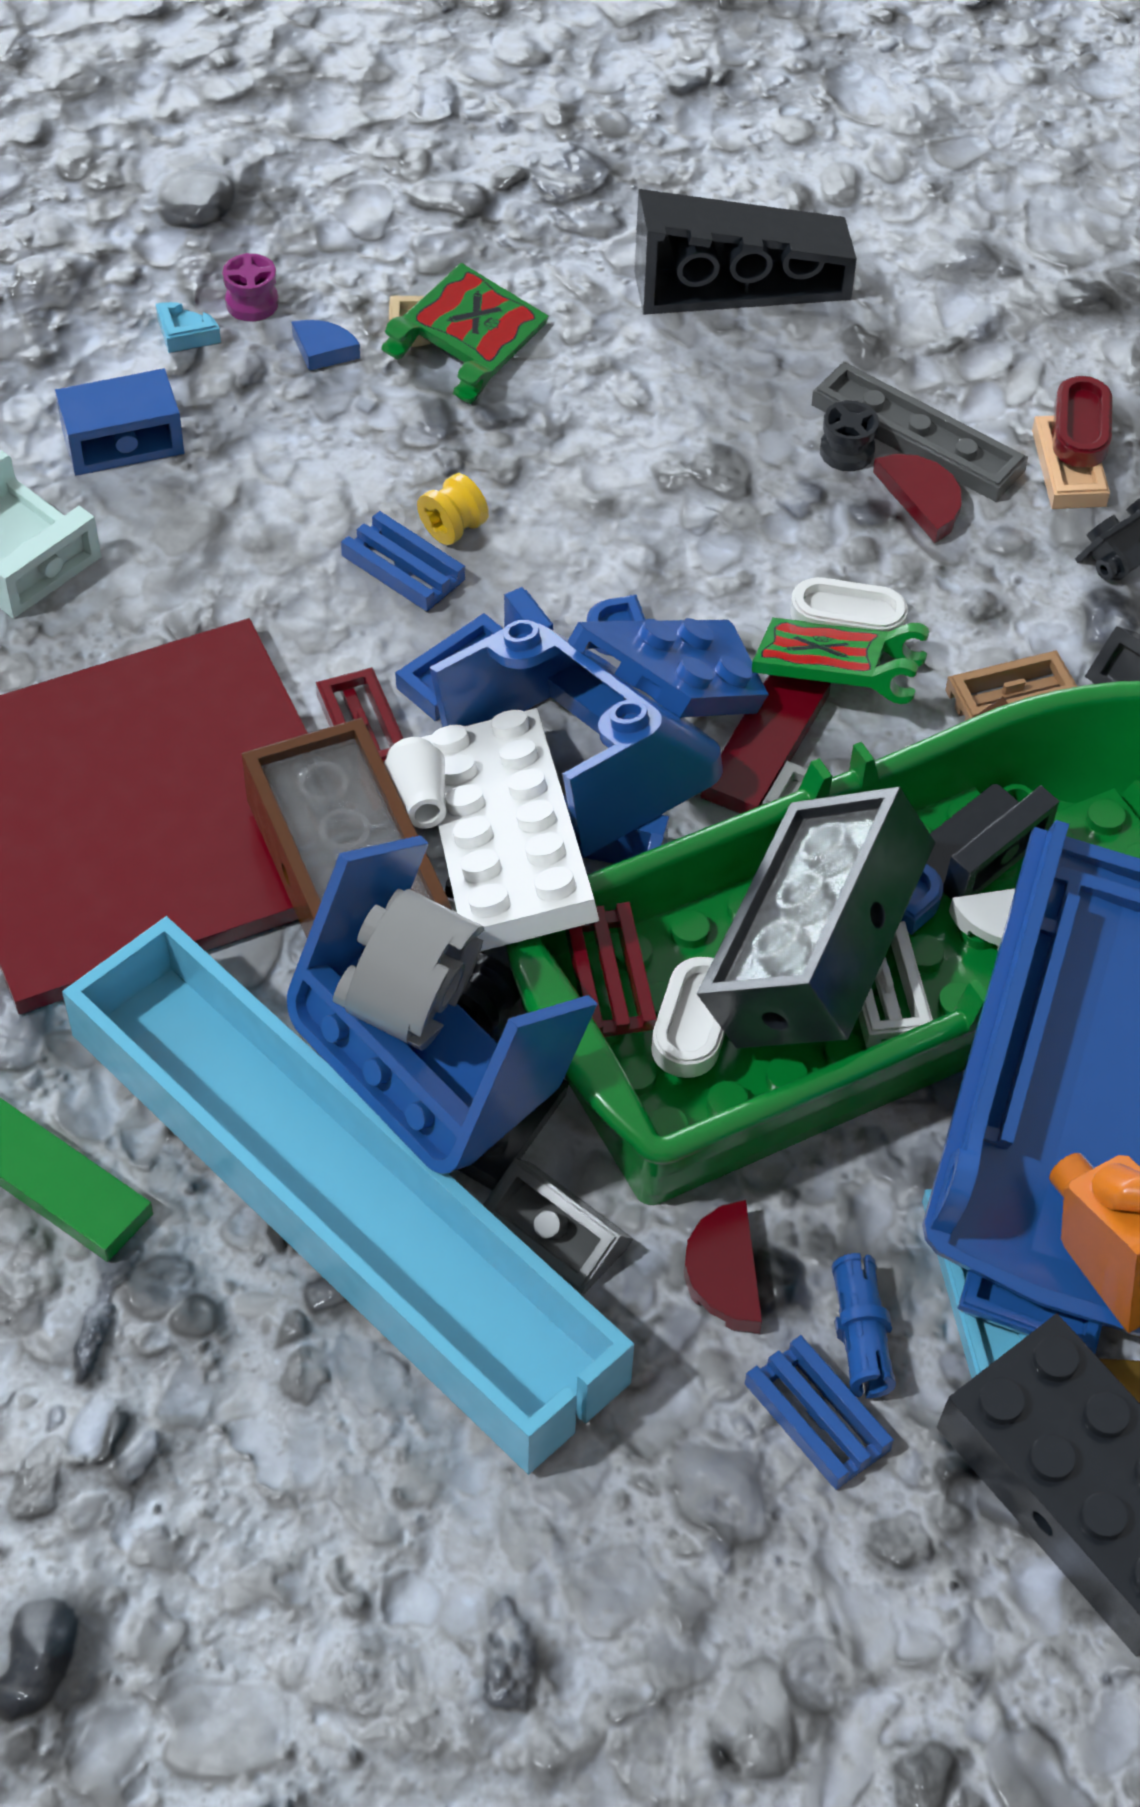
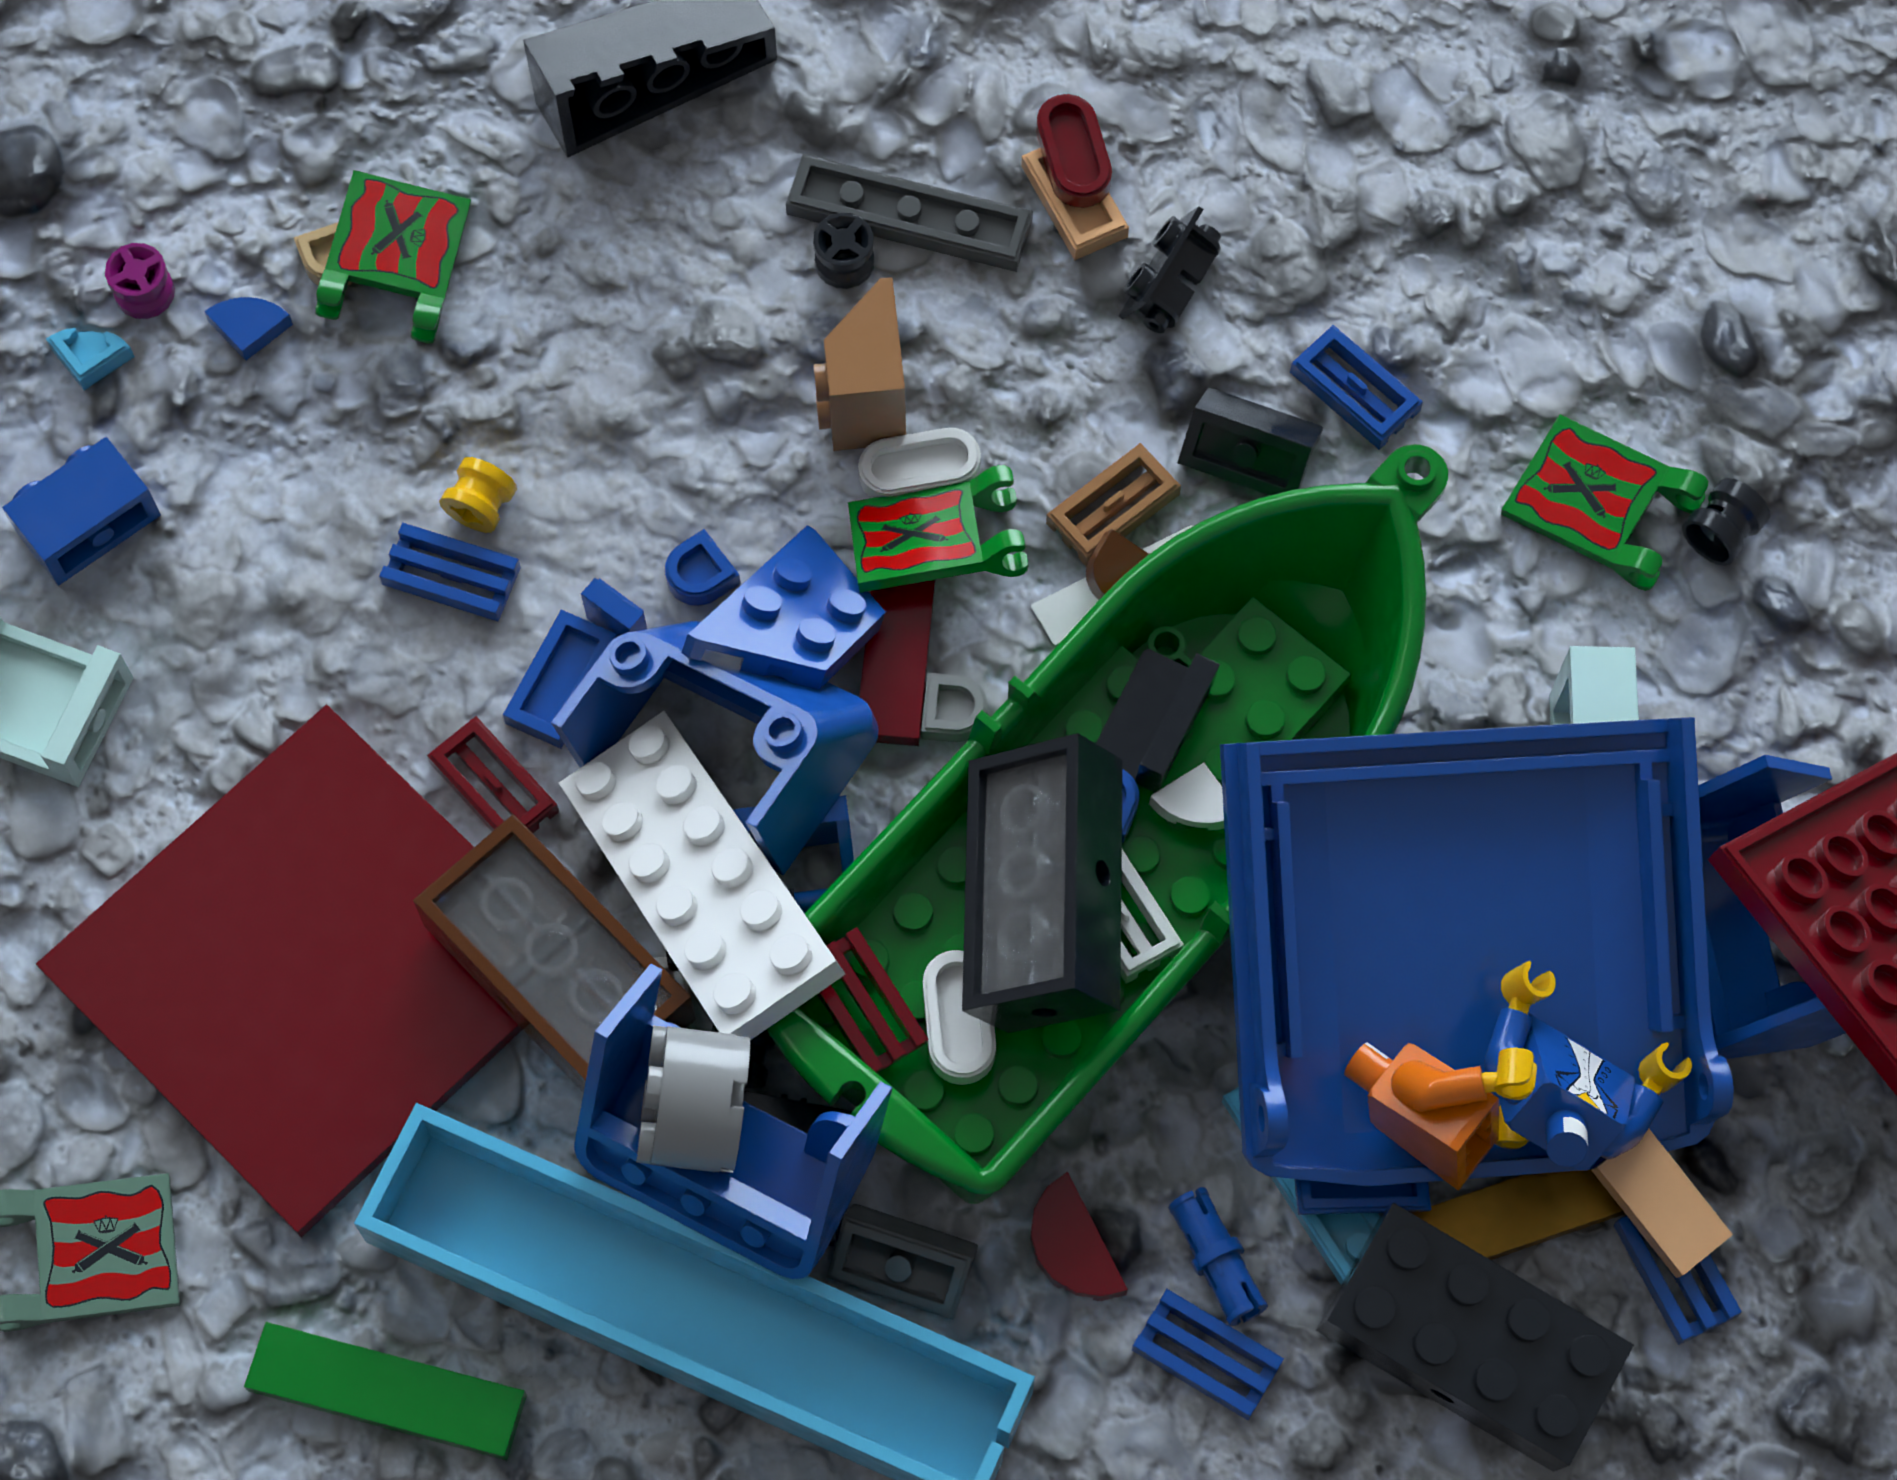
camera: 20 degrees left, 15 degrees up
(419, 779) = (596, 861): white cone -> none
(825, 511) = (862, 375): none -> medium nougat slope
(923, 490) = (943, 289): dark red tile -> none

